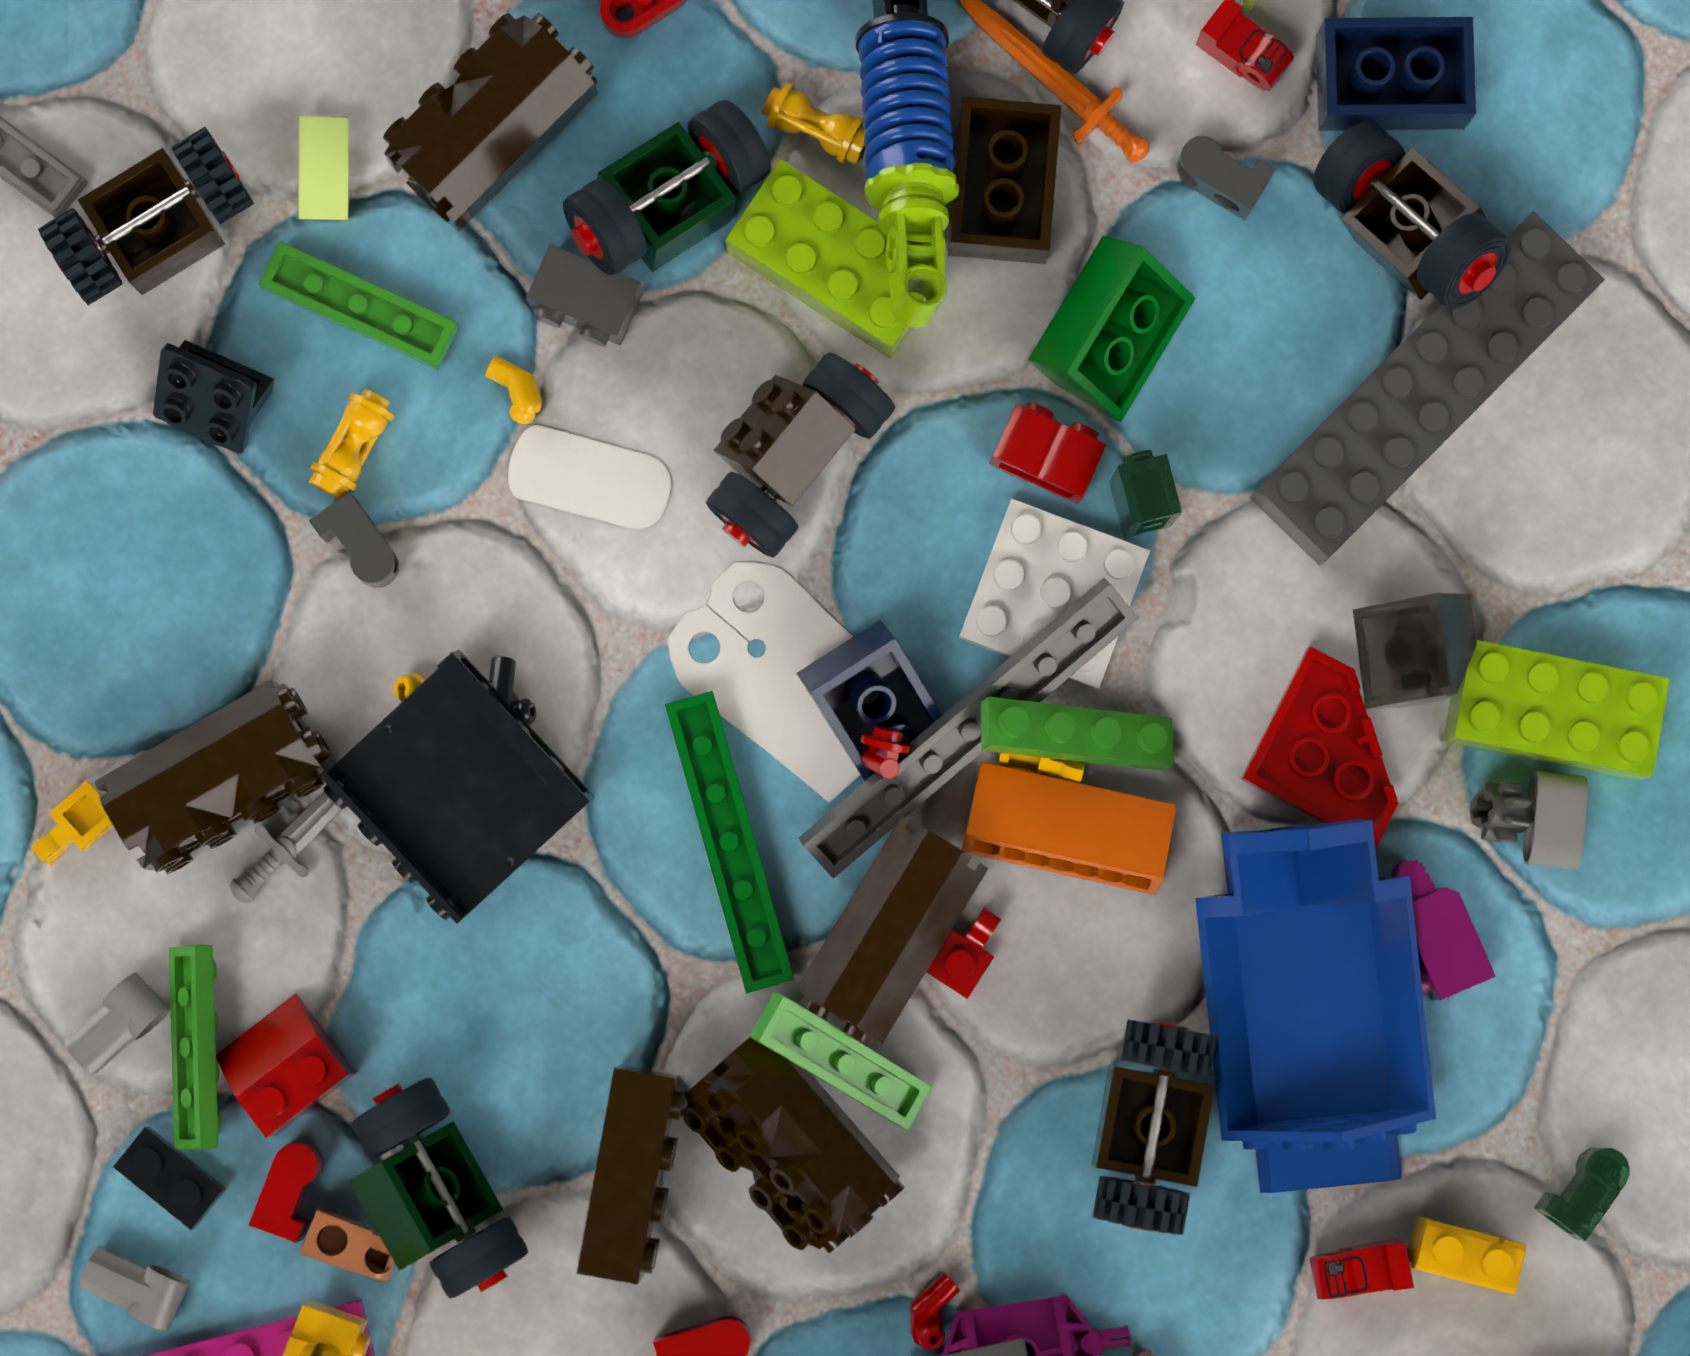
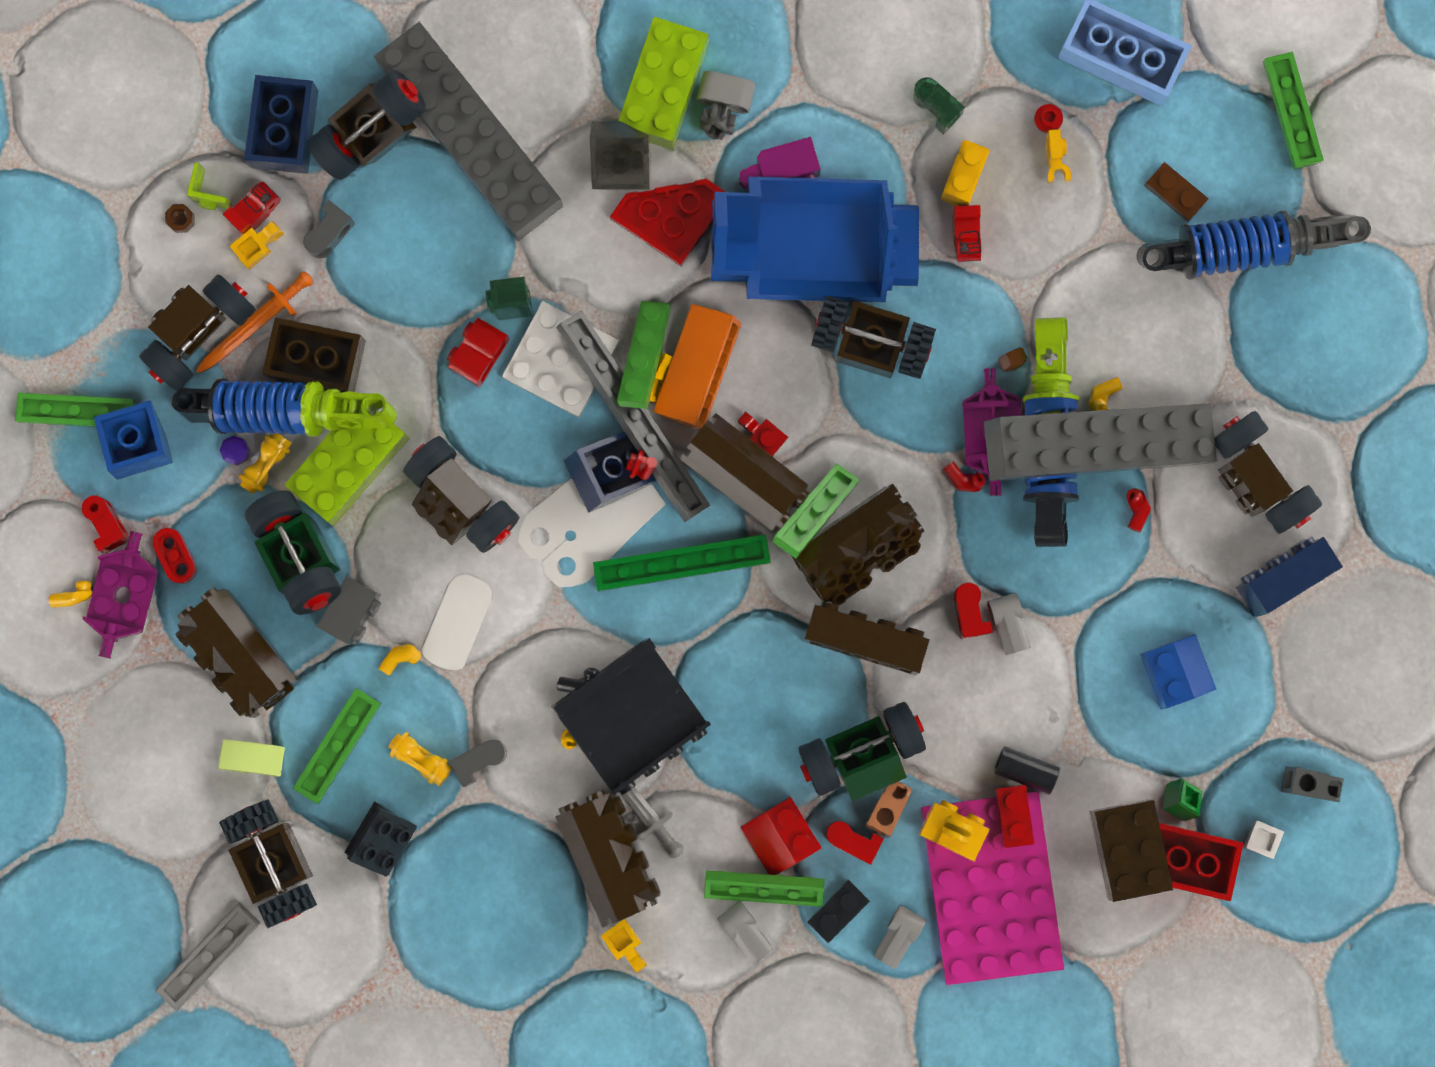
camera: 75 degrees left, 0 degrees up
(833, 72) = (234, 450): none -> dark purple tile
(1112, 327) = (408, 306): green slope -> none
(1181, 56) = (253, 246): none -> yellow plate

